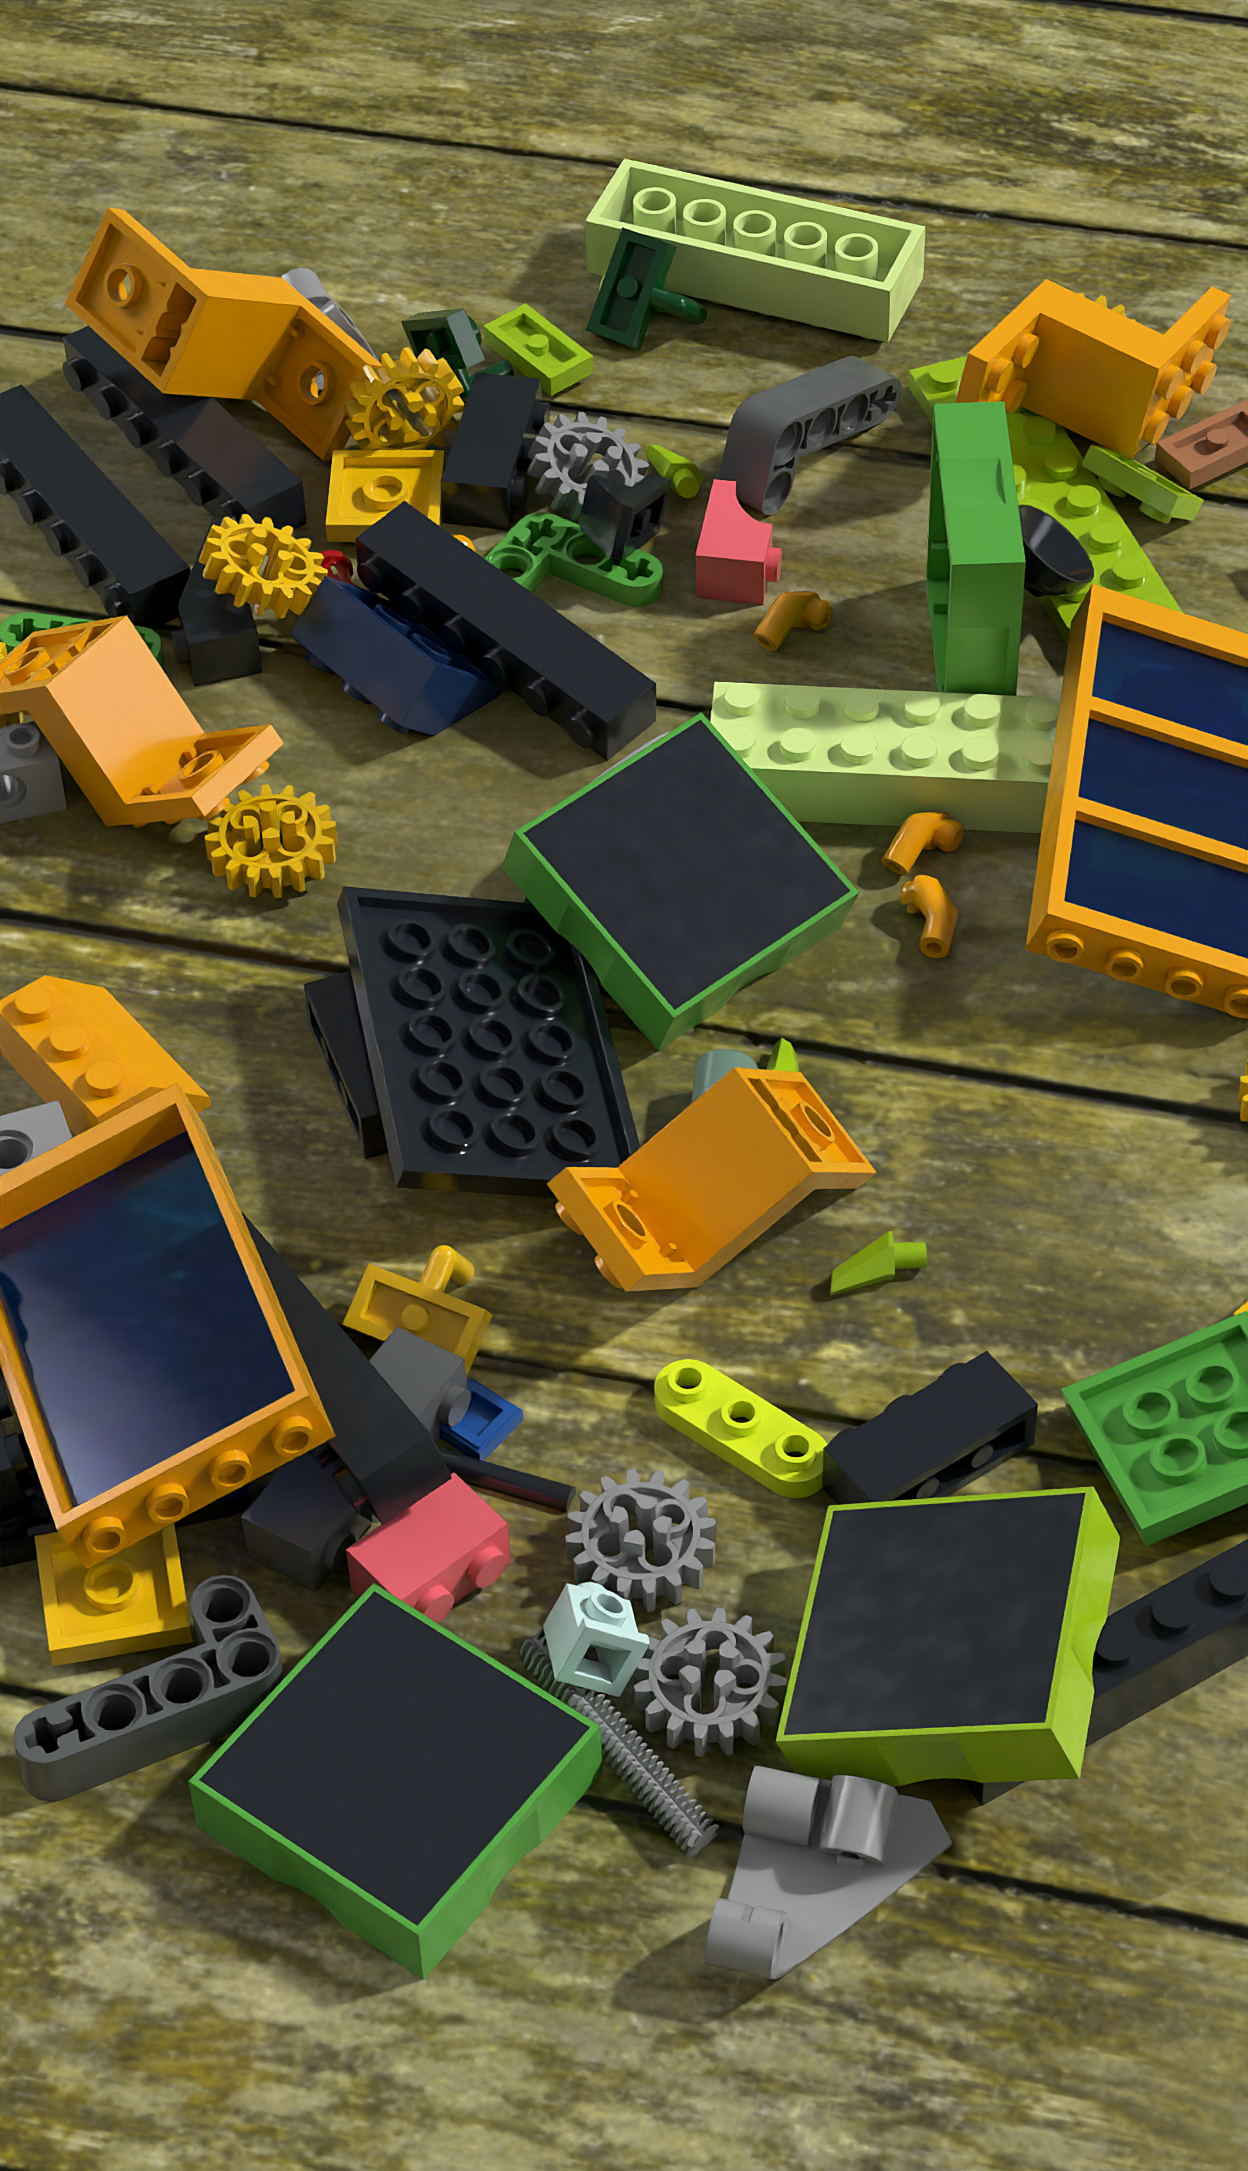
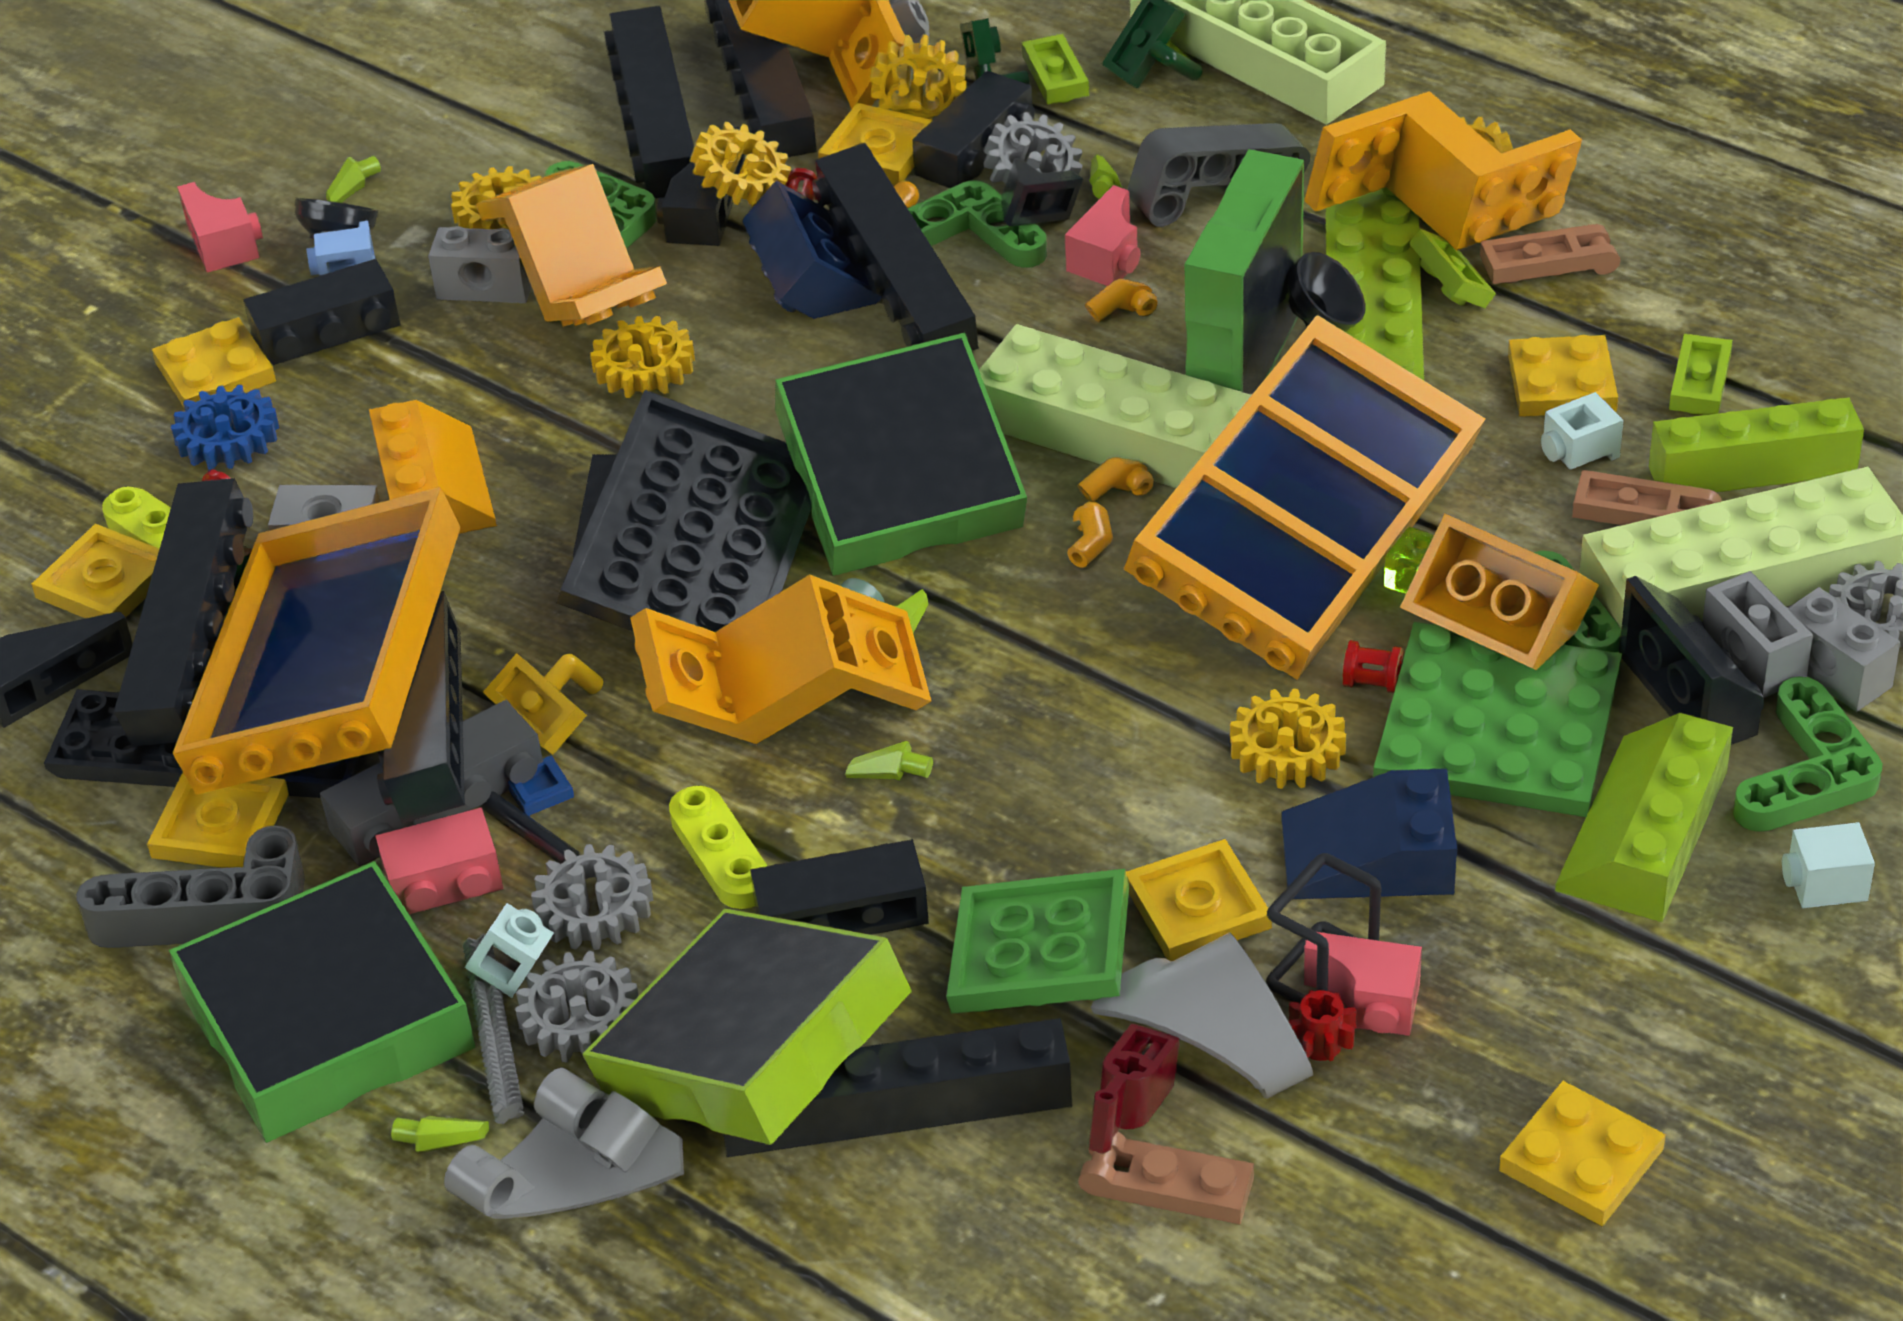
camera: 25 degrees right, 5 degrees down
(633, 1894) = (438, 1132): none -> lime bar

